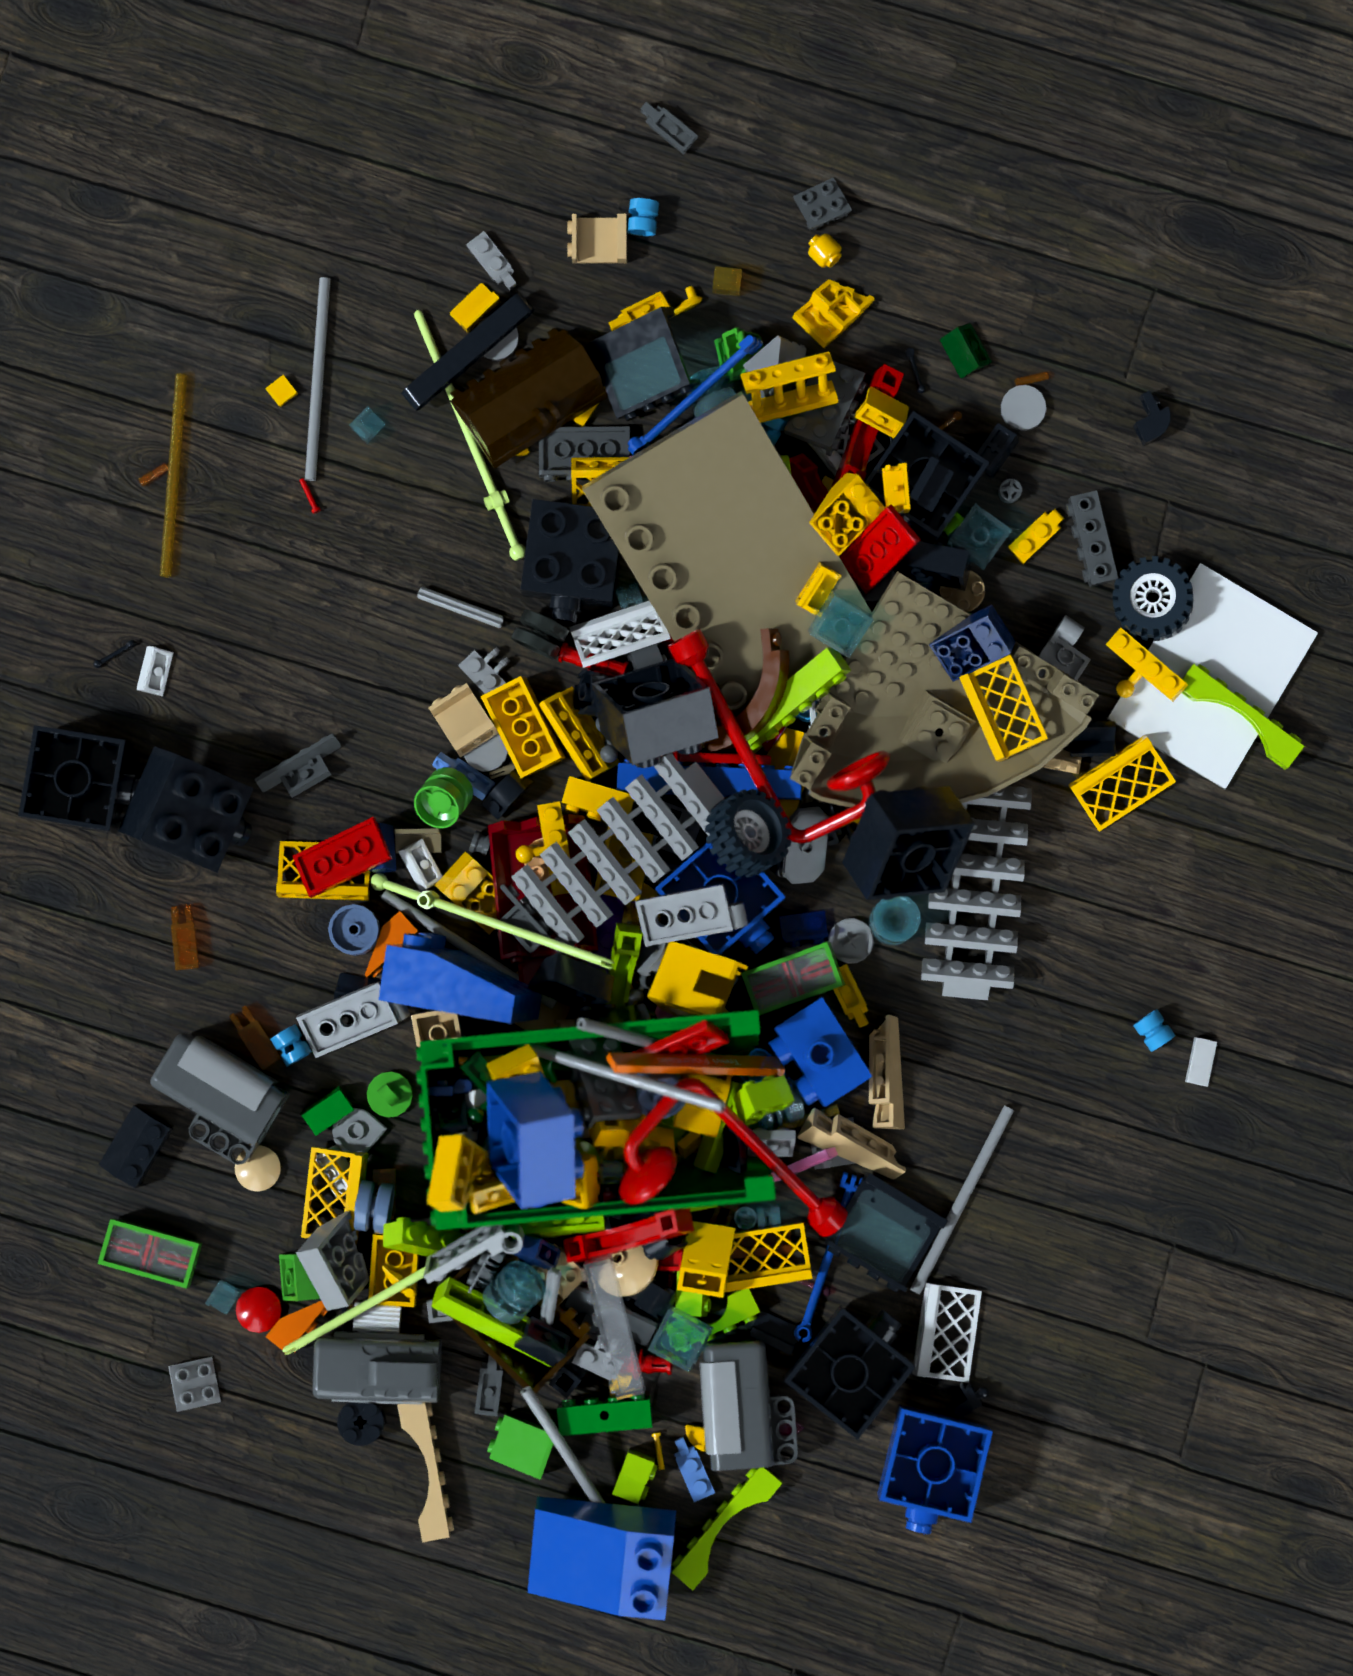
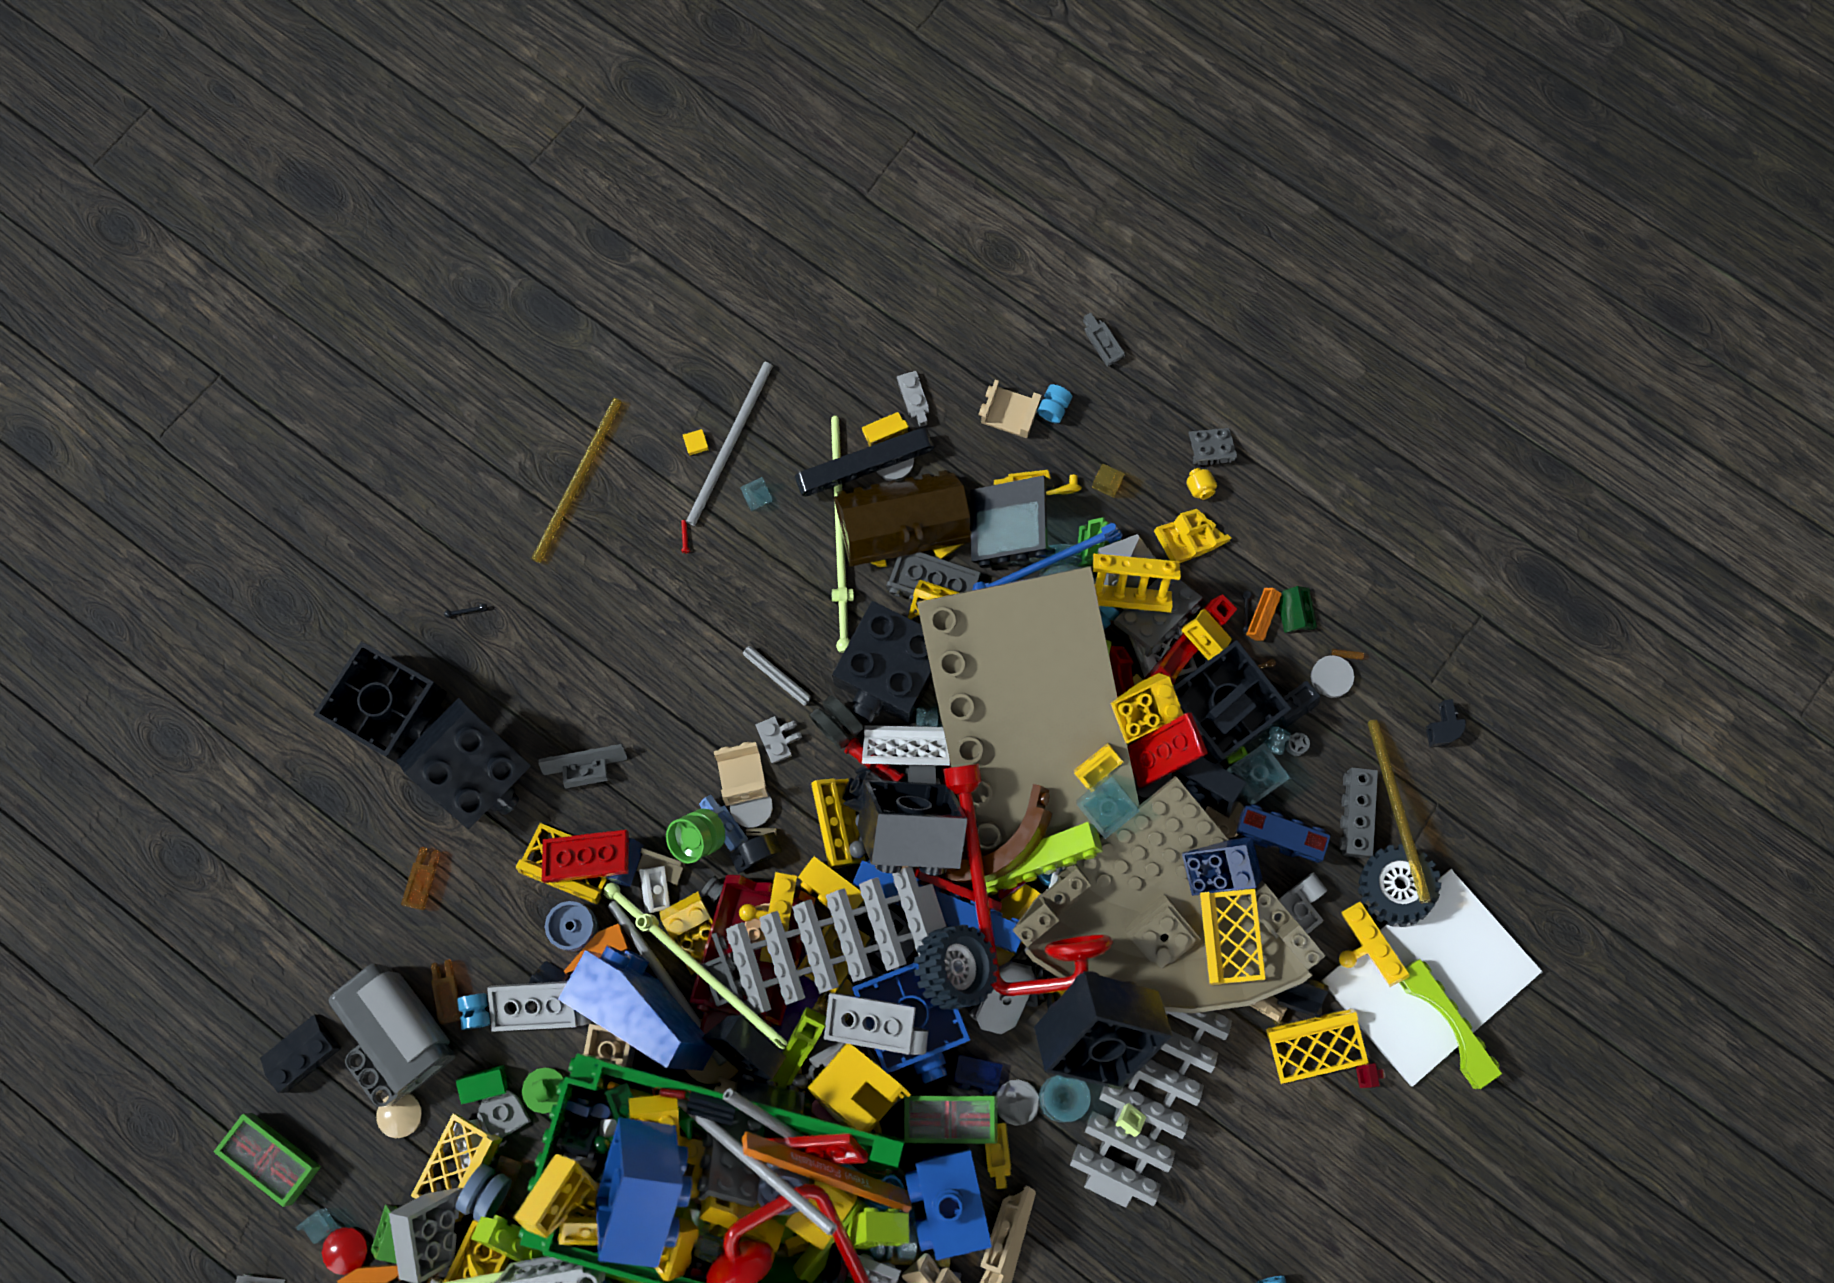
camera: 20 degrees right, 10 degrees down
(150, 476) = (560, 473): clear orange pin -> none
(154, 671) = (494, 637): white slope -> none
(523, 727) = (791, 798): yellow slope -> none
(525, 1044) = (672, 1093): none -> red piece
(567, 1044) = (710, 1108): none -> black tile
(896, 487) = (1200, 700): yellow hinge -> none
(933, 367) = (1264, 614): none -> orange piece
(964, 916) = (1131, 1120): none -> yellowish green tile
(988, 494) = (1277, 740): none -> clear light blue wheel
(1029, 589) = (1289, 836): none -> dark blue piece
(1036, 535) = (1308, 792): yellow hinge -> none
(1128, 523) = (1399, 812): none -> clear yellow piece
(1180, 793) = (1368, 1075): none -> dark red tile

